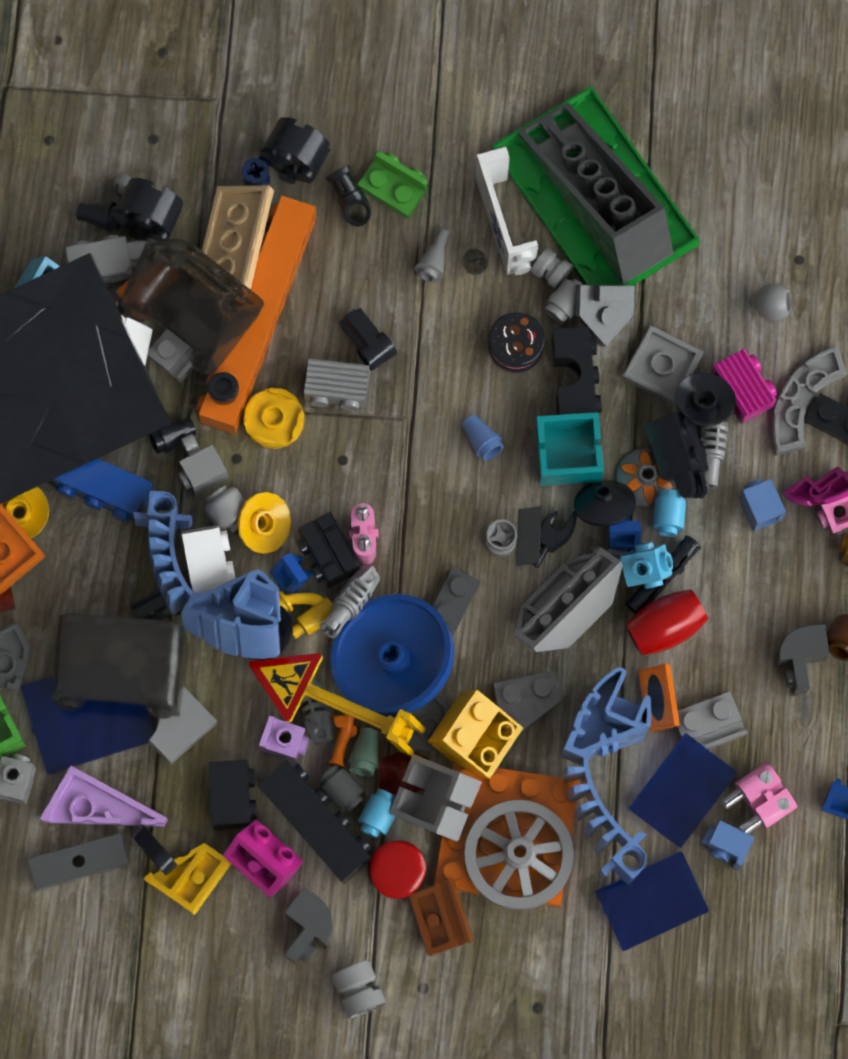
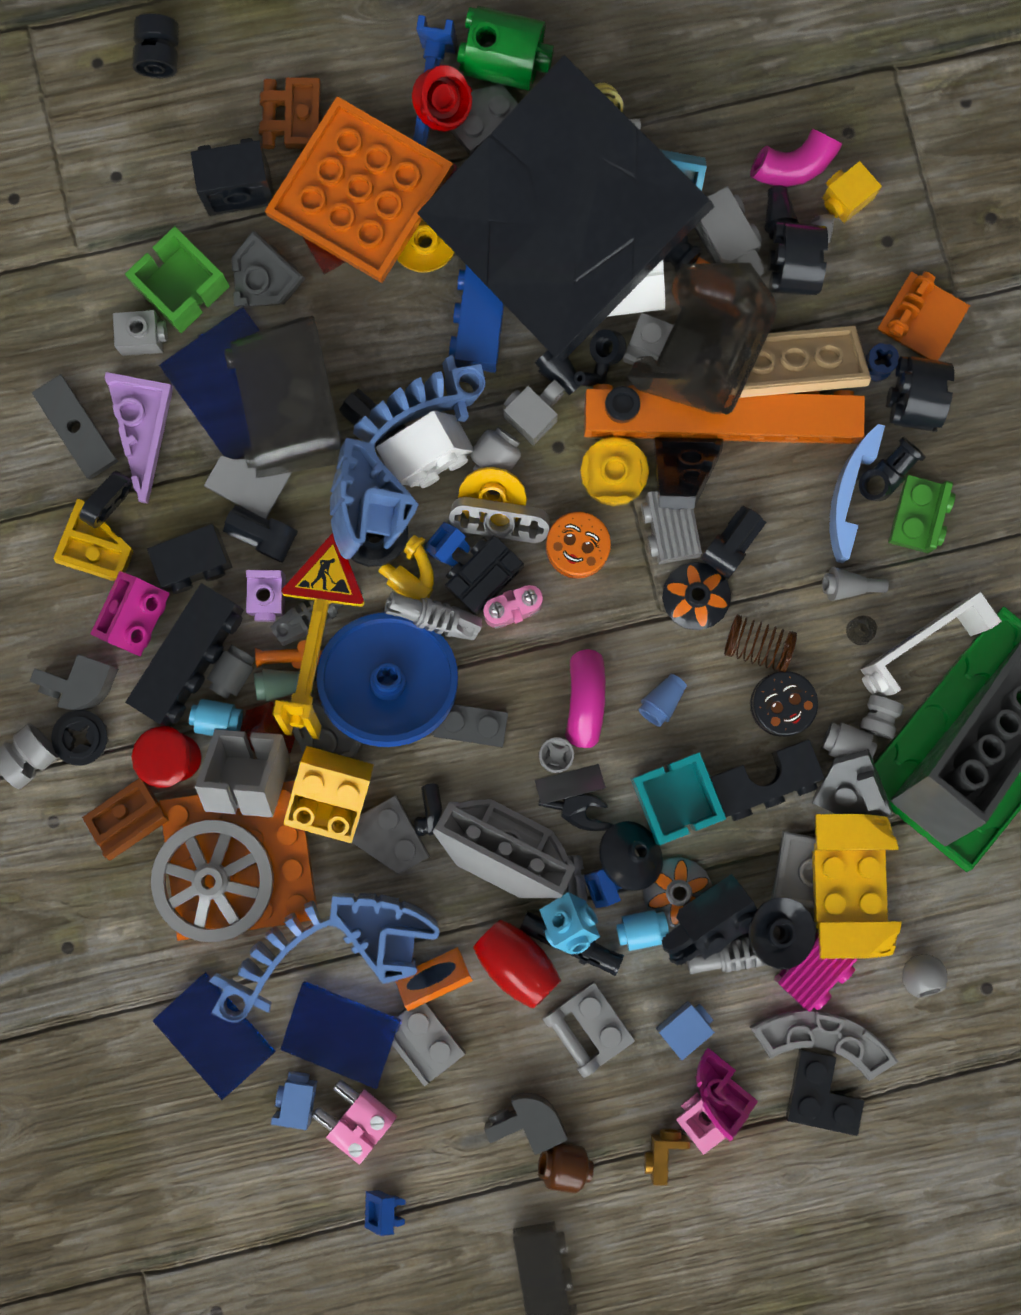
camera: 75 degrees right, 10 degrees up
(65, 188) = (796, 166): none -> dark pink cylinder
(103, 153) = (850, 191): none -> yellow brick
(175, 395) = (600, 353): none -> black plate
(228, 130) = (923, 316): none -> orange hinge
(234, 721) = (267, 536): none -> black piece
(273, 527) = (509, 531): none -> light grey beam
(294, 358) = (684, 469): none -> black wing
(328, 465) = (578, 545): none -> orange head
(359, 924) = (64, 741): none -> black gear
(390, 251) = (842, 532): none -> light blue slope
(402, 399) = (679, 600): none -> black dish
(461, 318) = (787, 650): none -> reddish brown piece
(462, 496) = (586, 698): none -> dark pink cylinder
(516, 655) = (432, 808): none -> black arm
(683, 334) = (852, 886): none -> yellow piece
(734, 575) = (598, 1022): none -> light grey plate

